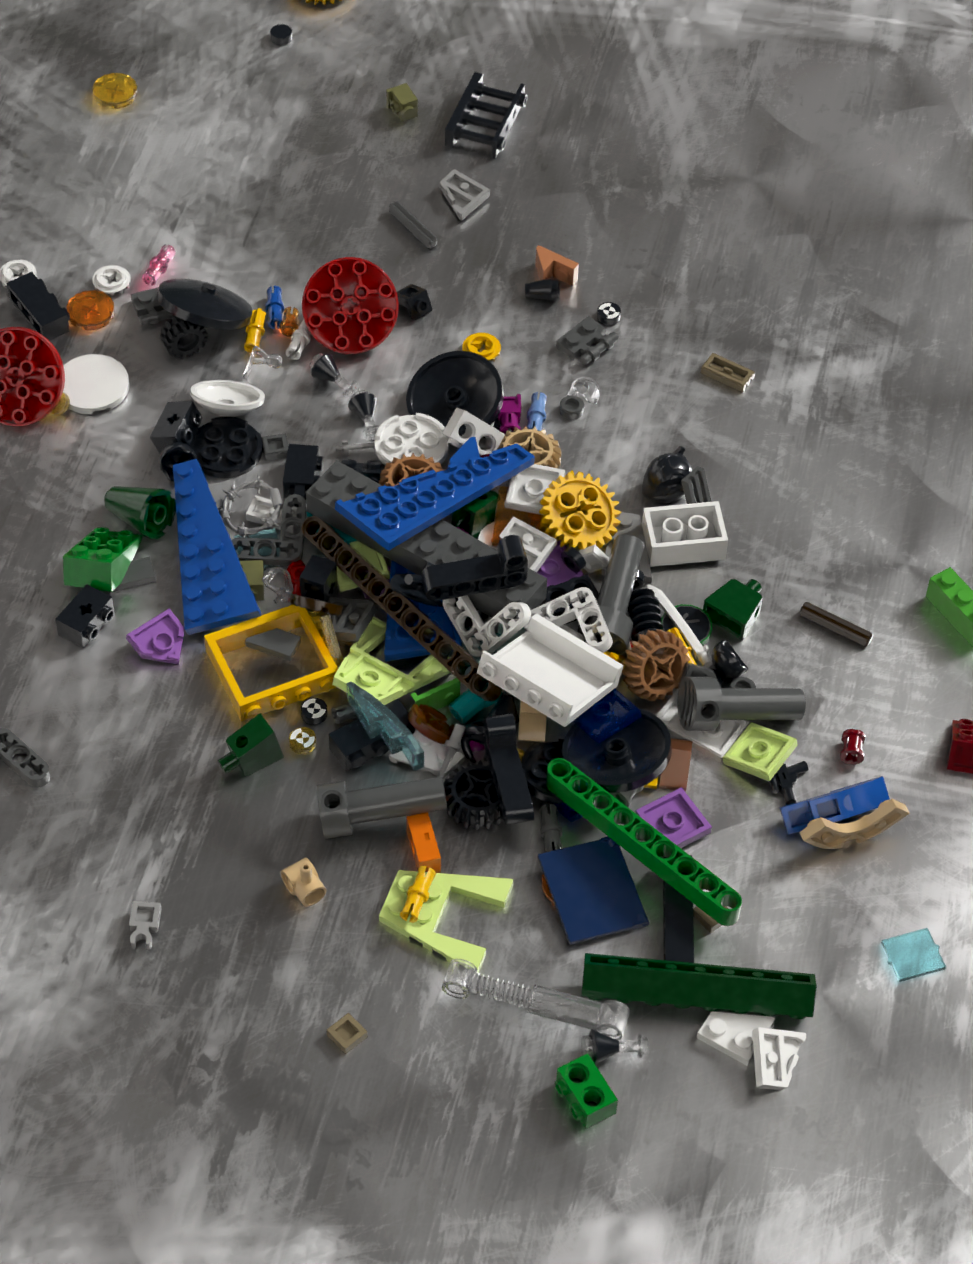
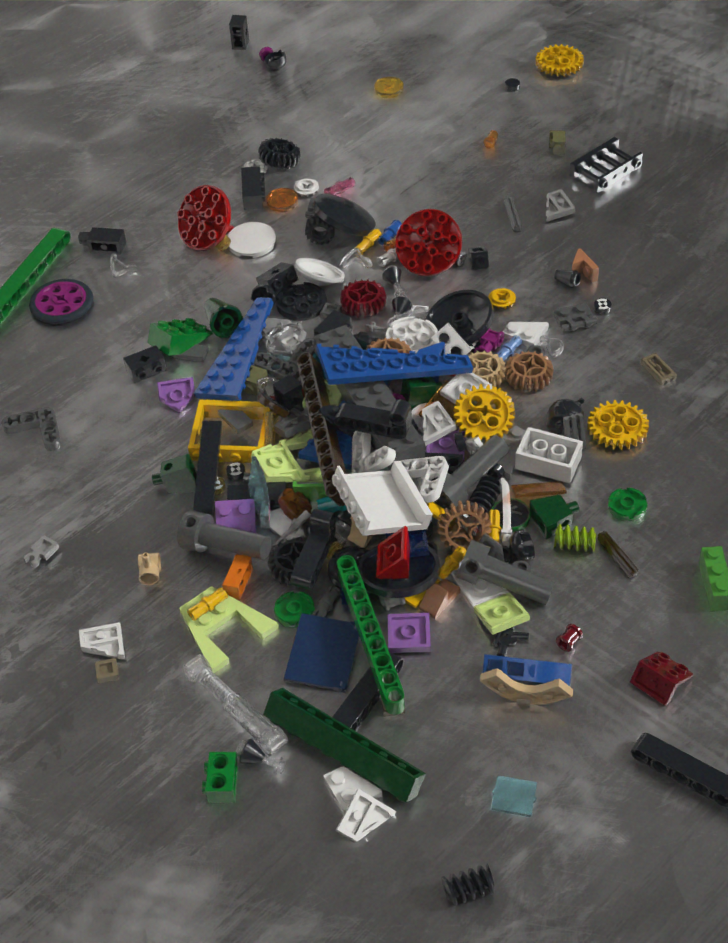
camera: 35 degrees right, 5 degrees down
(41, 242) = (279, 153): none -> black gear
(286, 724) = (207, 467): none -> black tile
(308, 413) = (363, 298): none -> dark red gear
(312, 129) = (489, 141): none -> clear orange pin
(317, 999) = (103, 640): none -> white wing
(368, 767) = (236, 514): none -> medium lavender plate
(391, 406) = (419, 312): none -> clear tile
(516, 853) = (290, 606): none -> green tile
(544, 379) = (528, 331): none -> white wing
(584, 434) = (529, 371): none -> medium nougat gear
(613, 734) = (394, 556): none -> red slope
(667, 711) = (452, 562): none -> yellow axle
(699, 582) = (538, 489): none -> clear orange piece
(734, 462) = (618, 424): none -> yellow gear
(780, 623) = (574, 537): none -> lime piece
(805, 558) = (627, 504): none -> green tile
(939, 1073) = (468, 884): none -> black piece

